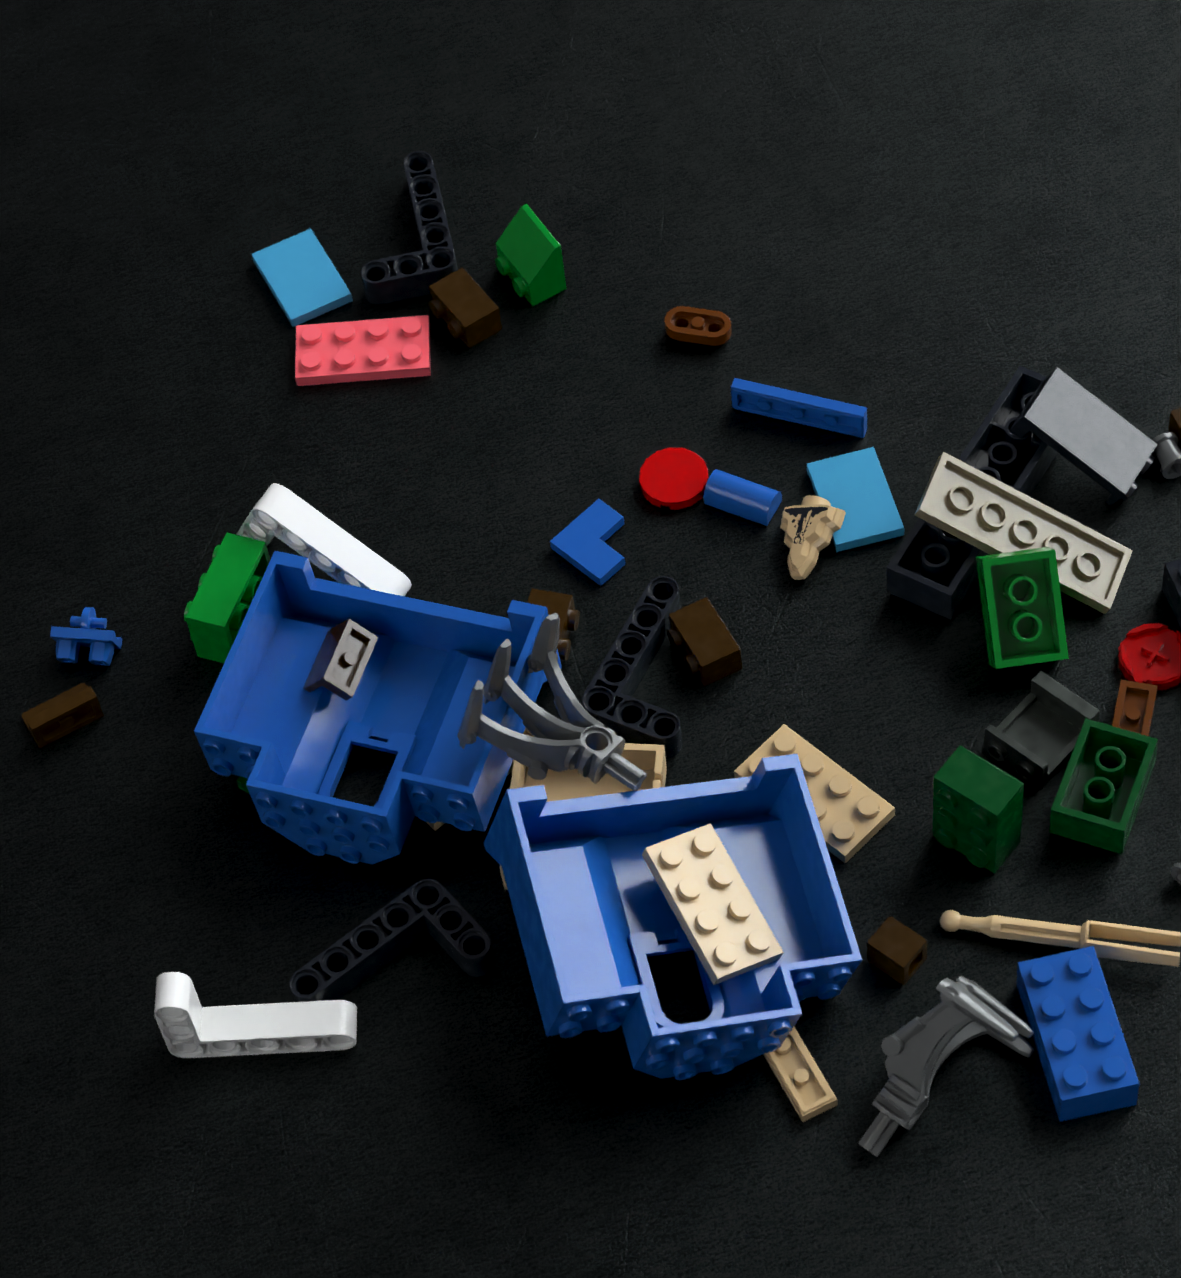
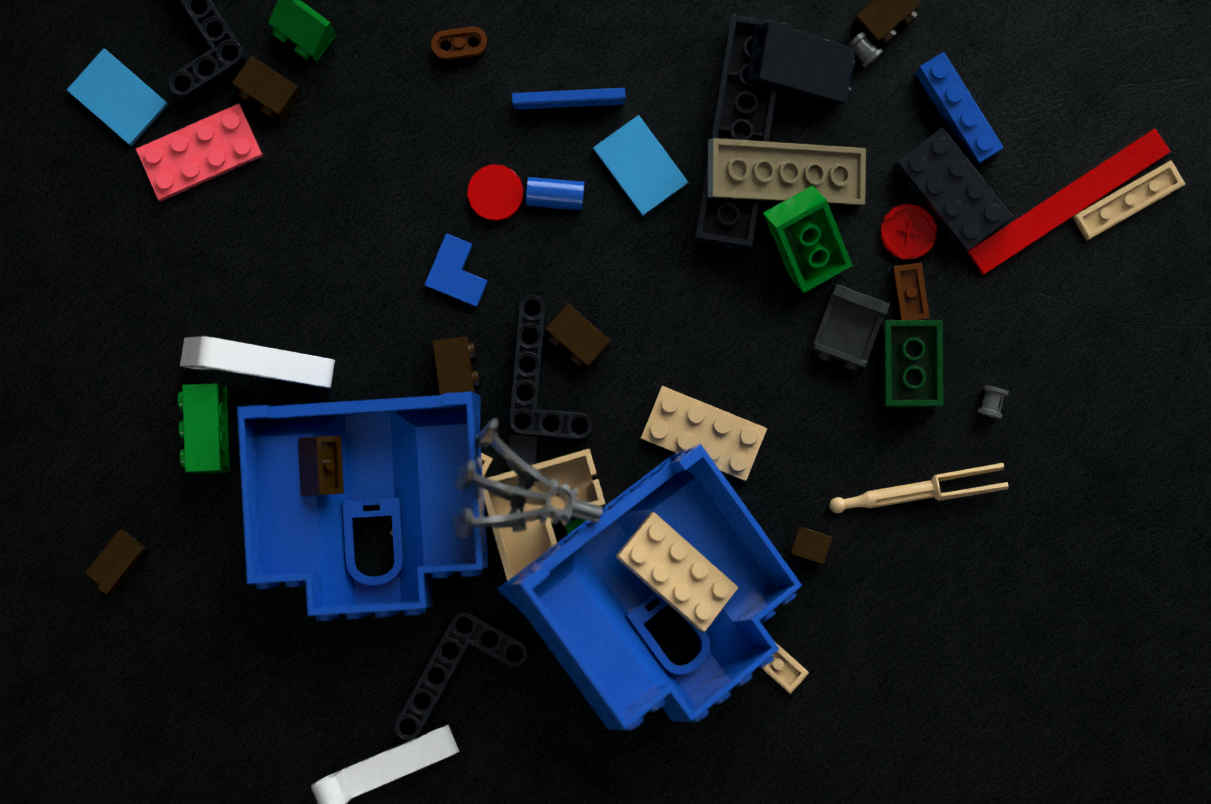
camera: 30 degrees left, 30 degrees up
(100, 641) = (94, 500): blue hips -> none
(809, 531) = (620, 214): tan rock -> none
(926, 1042) = (868, 618): dark grey piece -> none
(977, 809) = (835, 426): dark green brick -> none
(1077, 1033) = (956, 567): blue brick -> none

